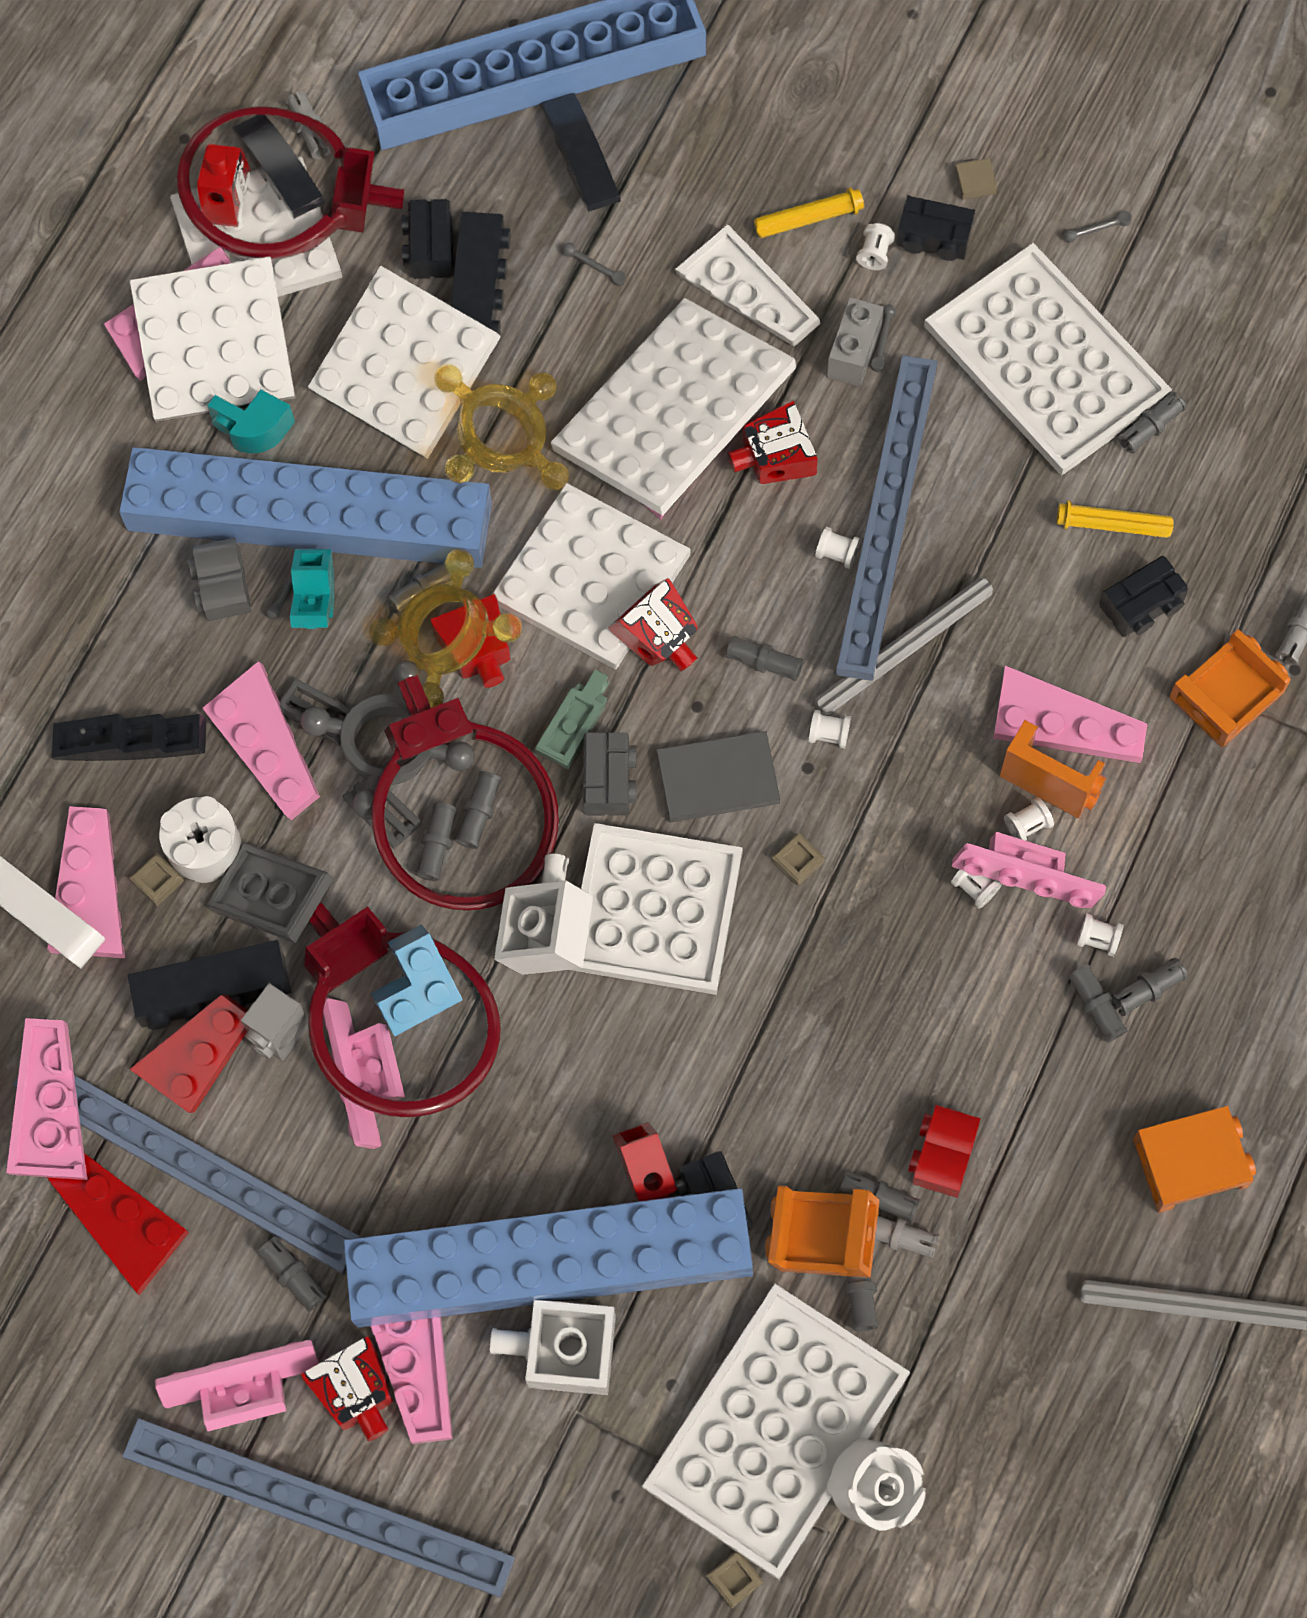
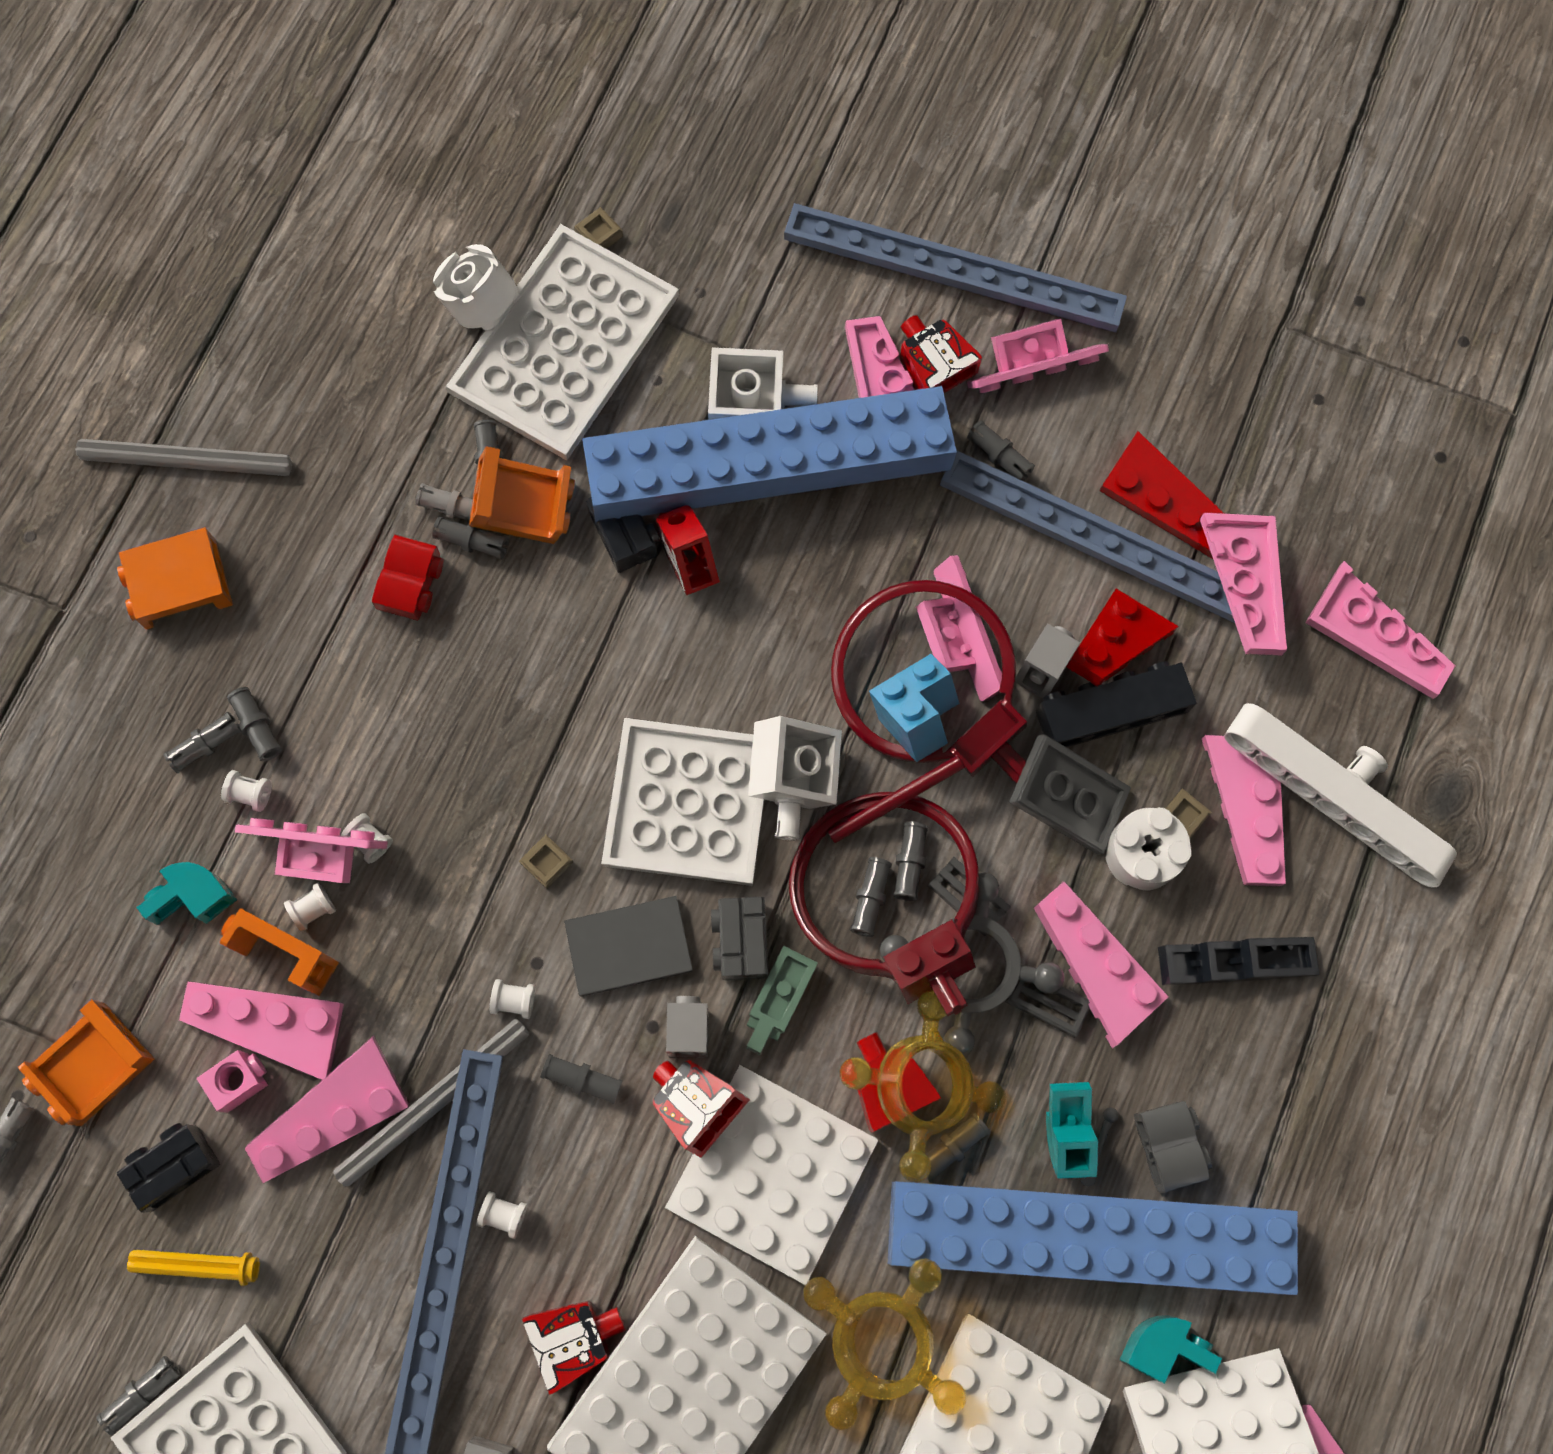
camera: 170 degrees right, 5 degrees up
(444, 893) = (896, 799): none -> dark red bar
(662, 685) = (687, 1028): none -> light grey brick
(987, 643) = (339, 1107): none -> bright pink wing
(1096, 653) = (216, 1080): none -> bright pink brick
(1142, 843) = (190, 885): none -> teal brick

